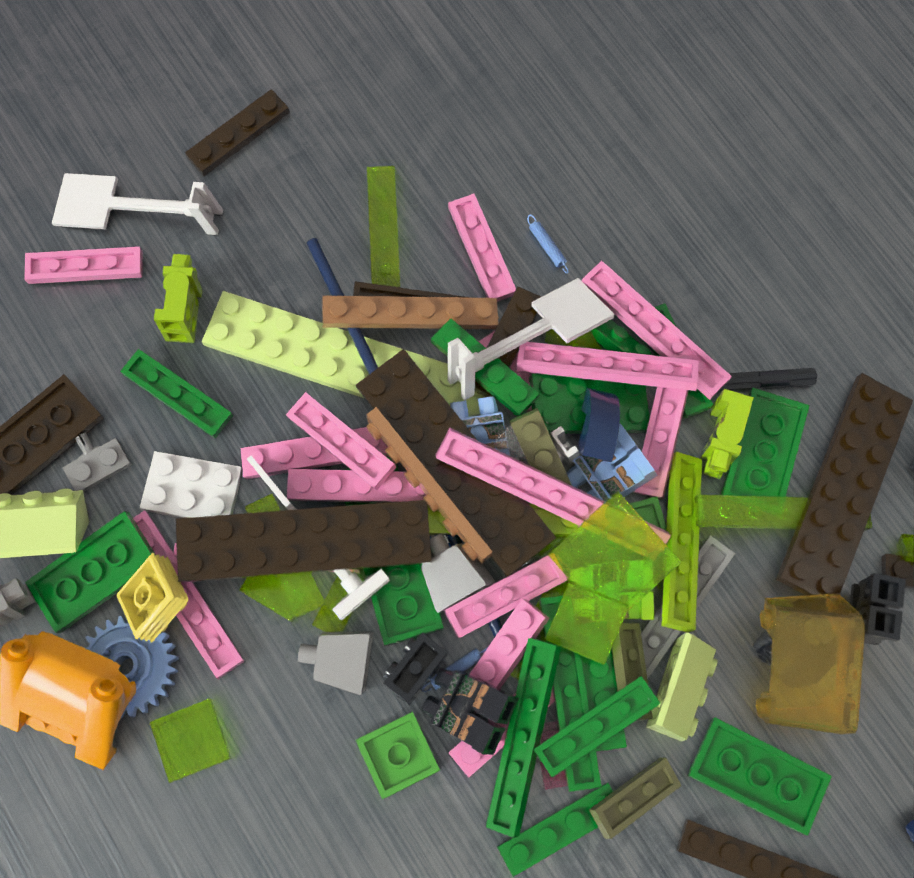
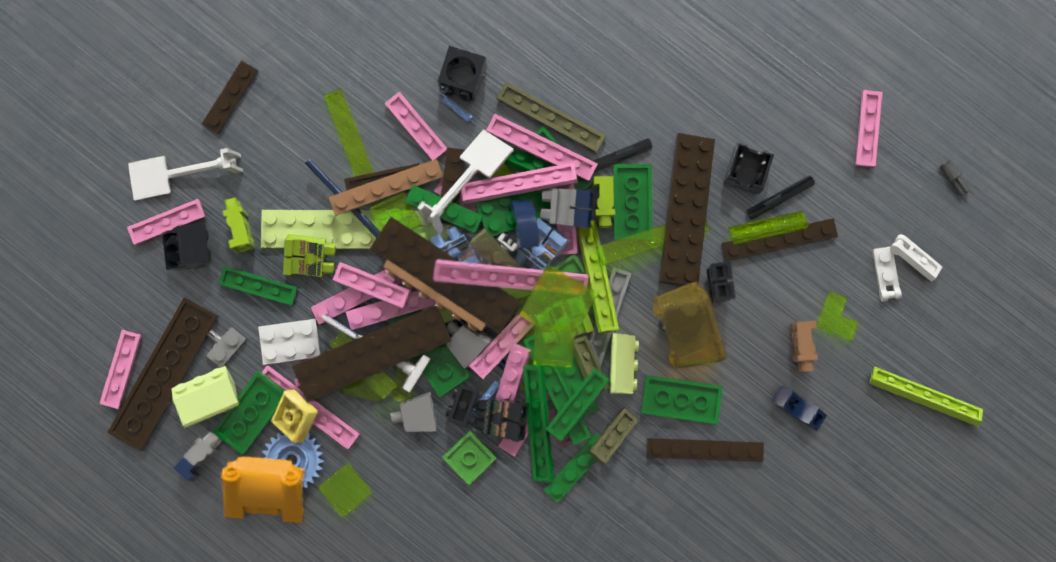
camera: 15 degrees left, 10 degrees up
(94, 302) = (186, 247): none -> black piece
(262, 372) = (307, 256): none -> lime hips
(417, 345) = (395, 208): none -> clear neon green plate
(578, 174) = (458, 57): none -> black brick
(661, 418) = (561, 207): none -> light grey hips
(680, 296) = (551, 117): none -> olive plate

